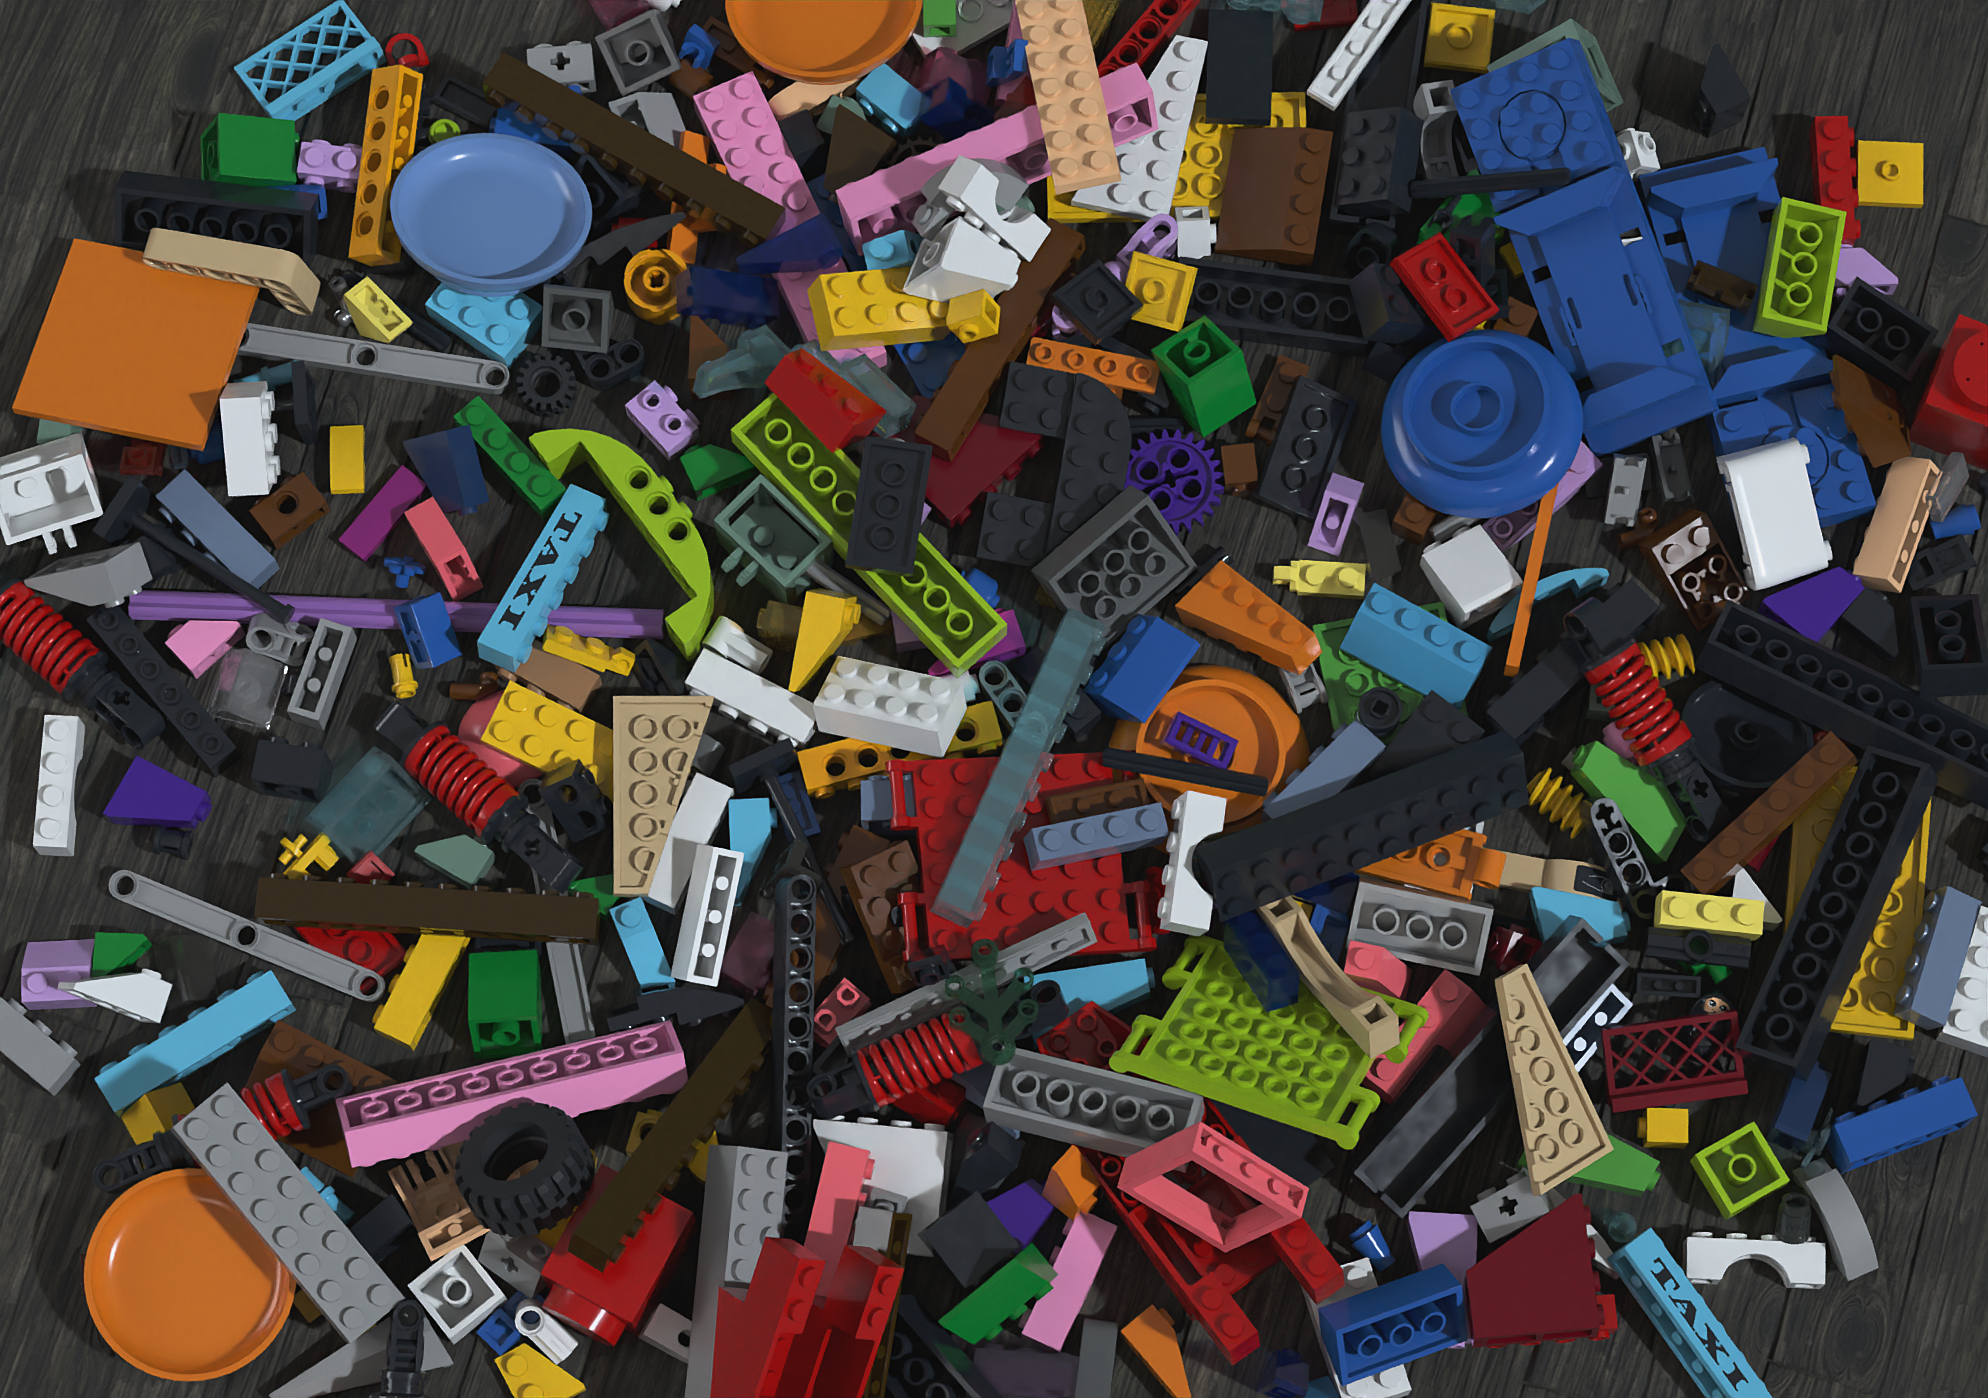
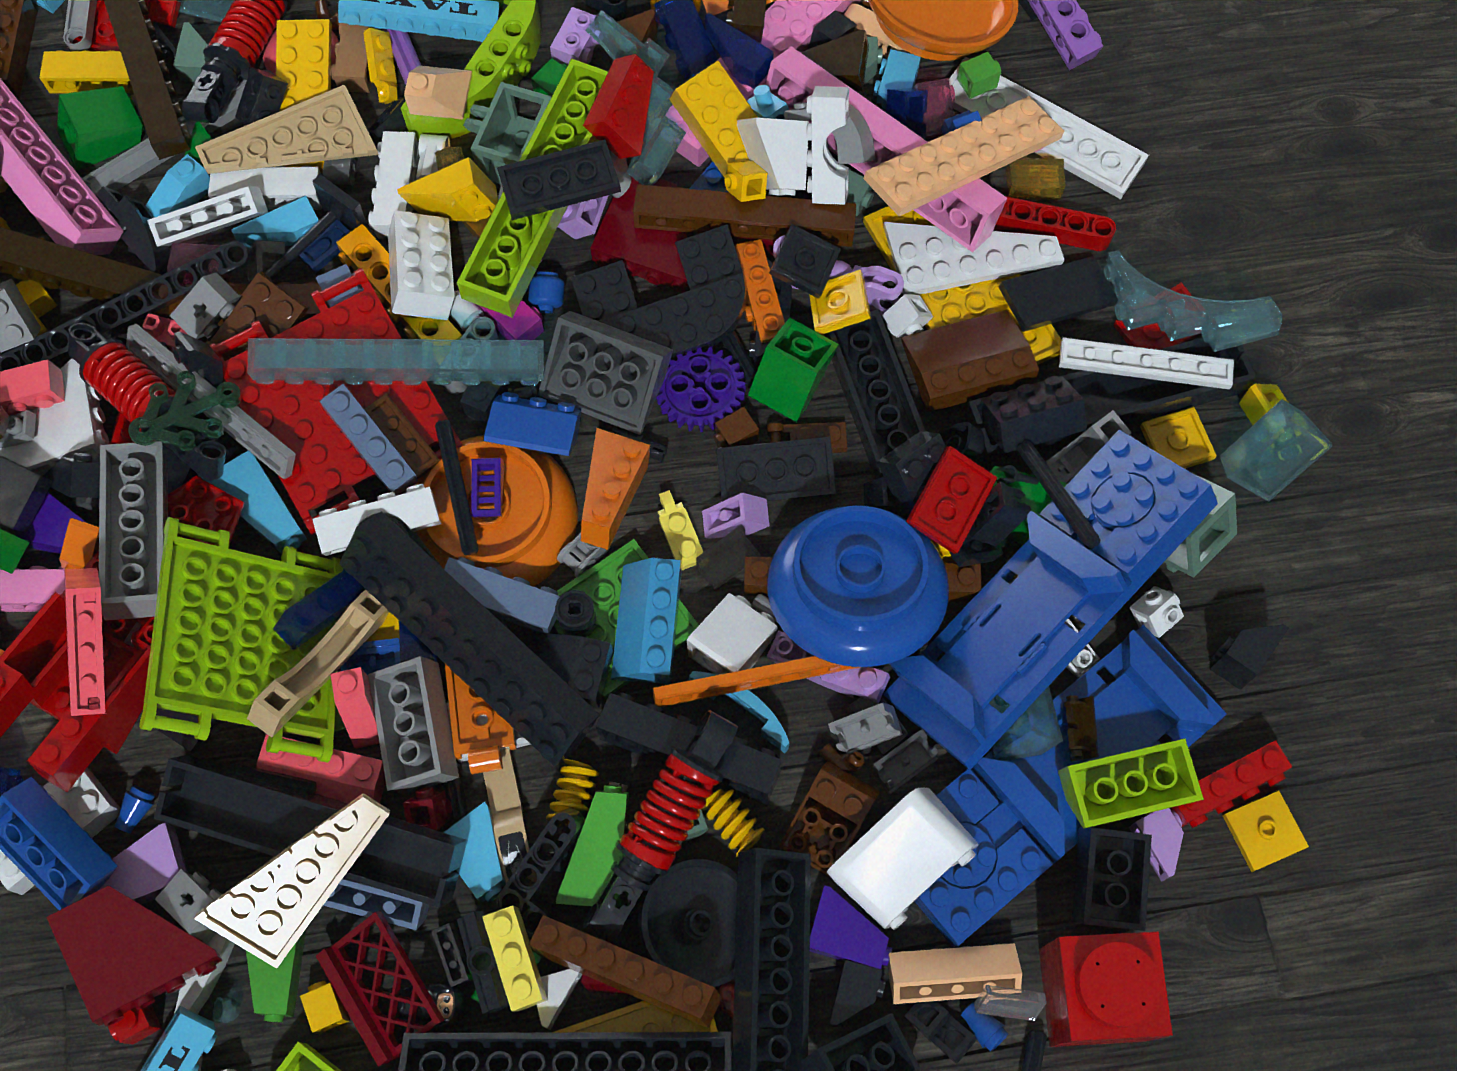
camera: 65 degrees right, 5 degrees down
(688, 592) = (437, 91): none -> light nougat slope
(844, 949) = (205, 306): none -> light grey brick
(1871, 413) = (1036, 900): reddish brown slope -> none

